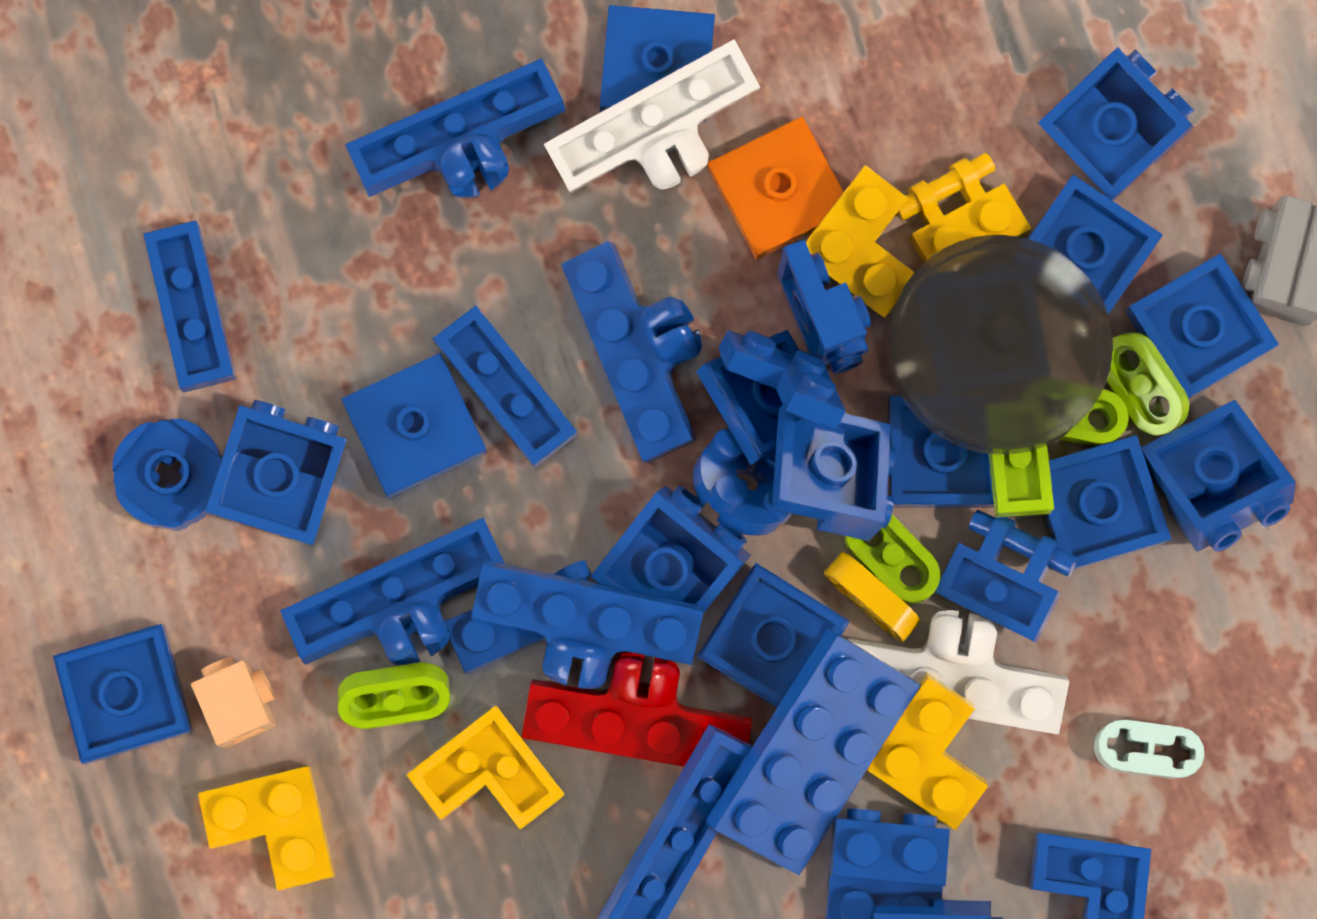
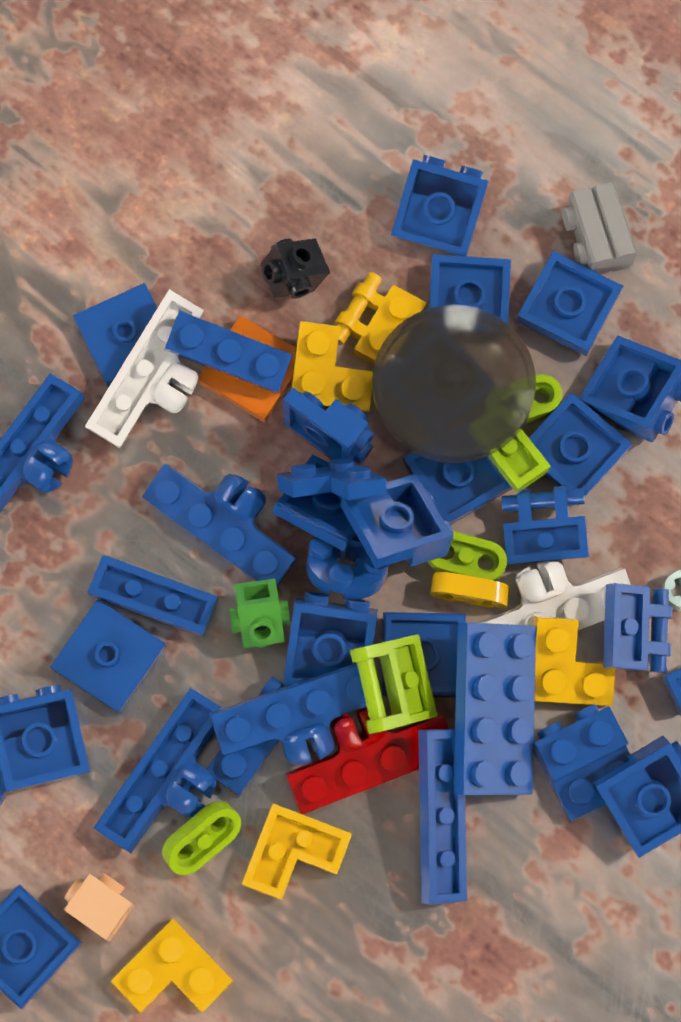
camera: 30 degrees left, 5 degrees down
(611, 479) = (259, 614): none -> bright green brick
(728, 658) = (404, 679): none -> lime plate
(759, 153) = (228, 352): none -> blue plate
(898, 97) = (294, 268): none -> black brick
(1029, 751) = (628, 628): none -> plate
(1143, 385) = (557, 356): lime plate -> none

